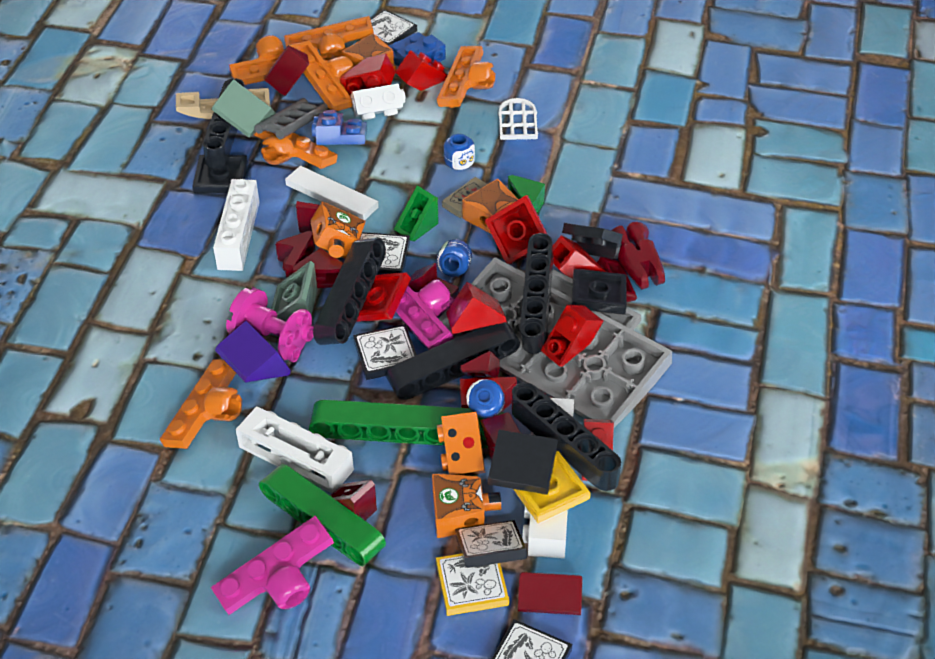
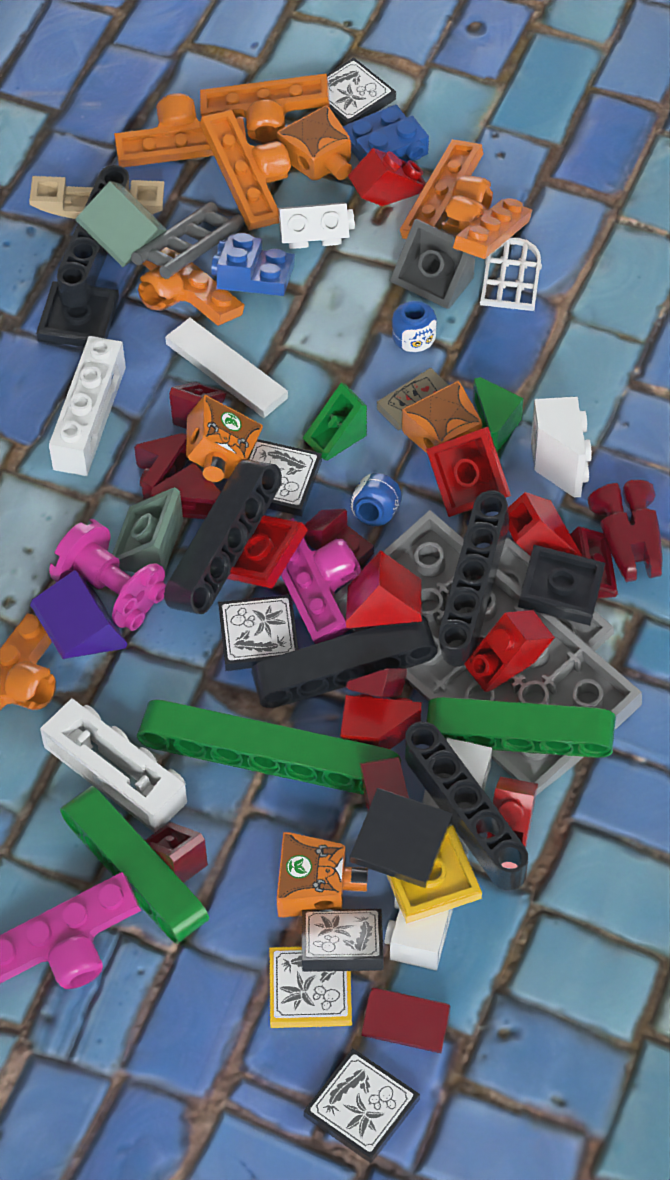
camera: 10 degrees right, 10 degrees up
(287, 70) = (194, 156): dark red slope -> none
(369, 74) = (309, 179): red slope -> none
(462, 444) = (330, 795): orange brick -> none
(465, 114) = (432, 265): none -> dark grey slope
(485, 398) = (370, 736): blue head -> none
(492, 89) = (481, 230): none -> orange plate
(576, 201) = (559, 443): none -> white slope
(595, 240) = (573, 500): black bracket -> none
(598, 381) = (525, 726): none -> green beam

